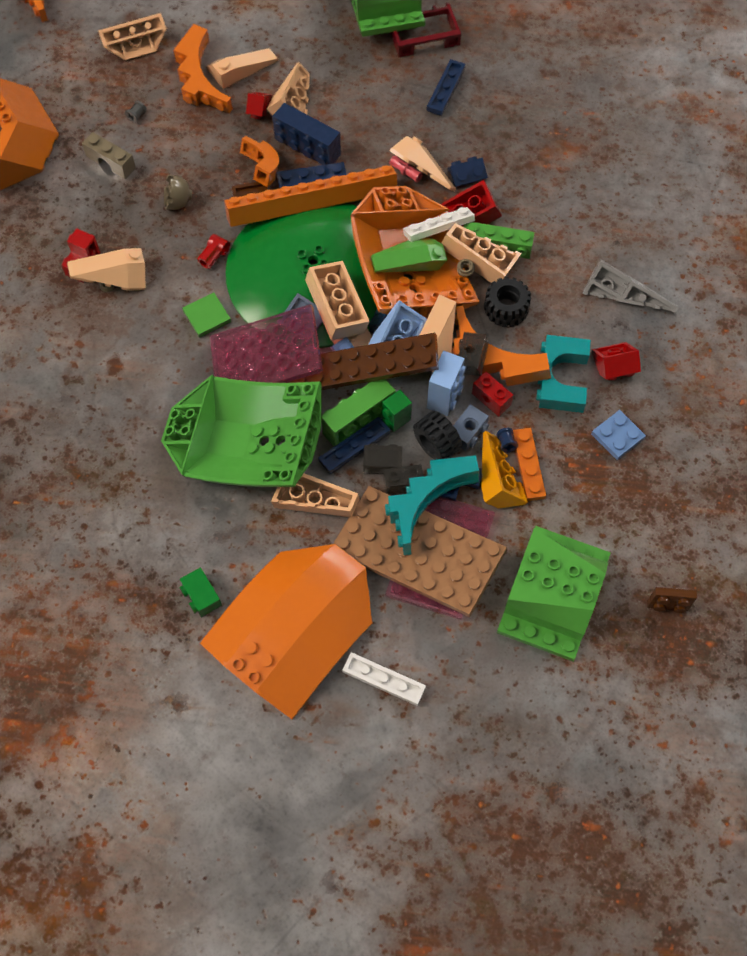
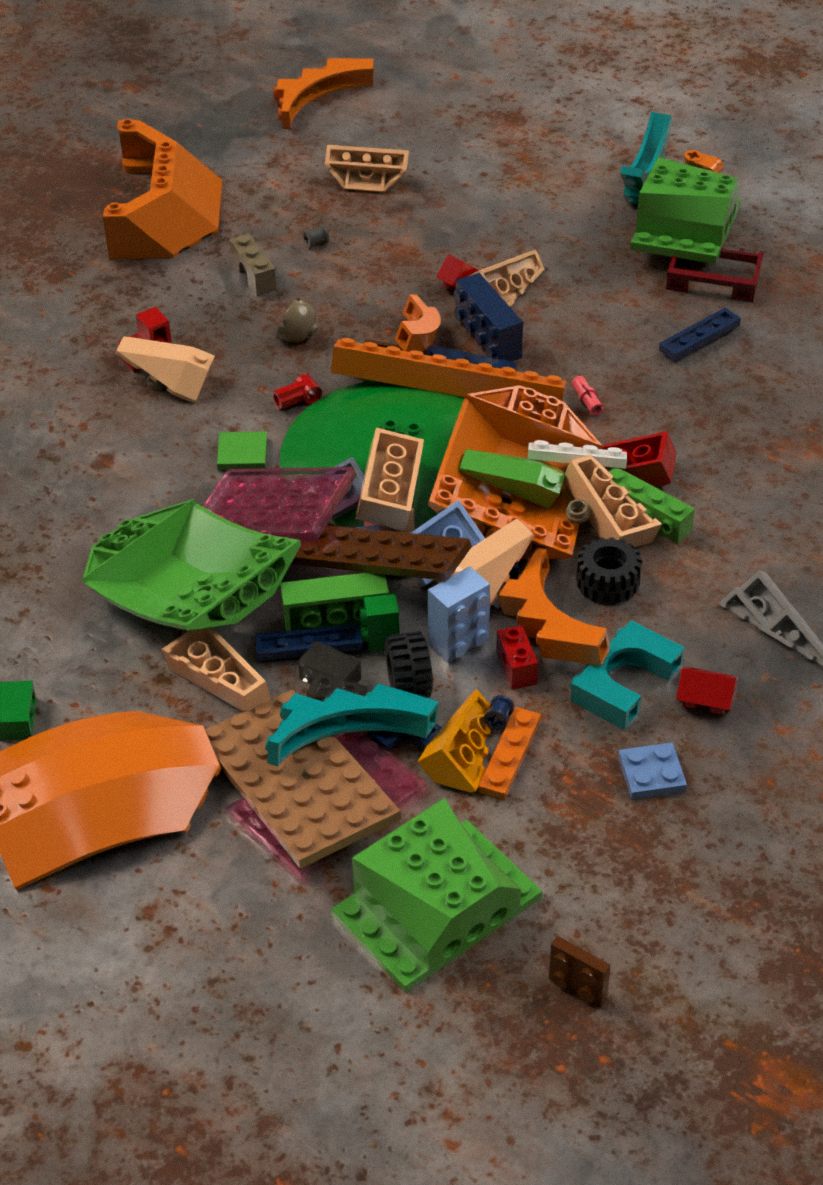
camera: 30 degrees right, 20 degrees down
(196, 86) = (413, 209): orange arch -> none
(235, 68) = (462, 233): light nougat wedge -> none
(384, 679) = (153, 895): white plate -> none
(417, 155) = (609, 388): light nougat wedge -> none
(467, 172) = (654, 421): dark blue bracket -> none
(471, 418) = (459, 678): sand blue brick -> none
(474, 349) = (515, 596): clear smoke brick -> none

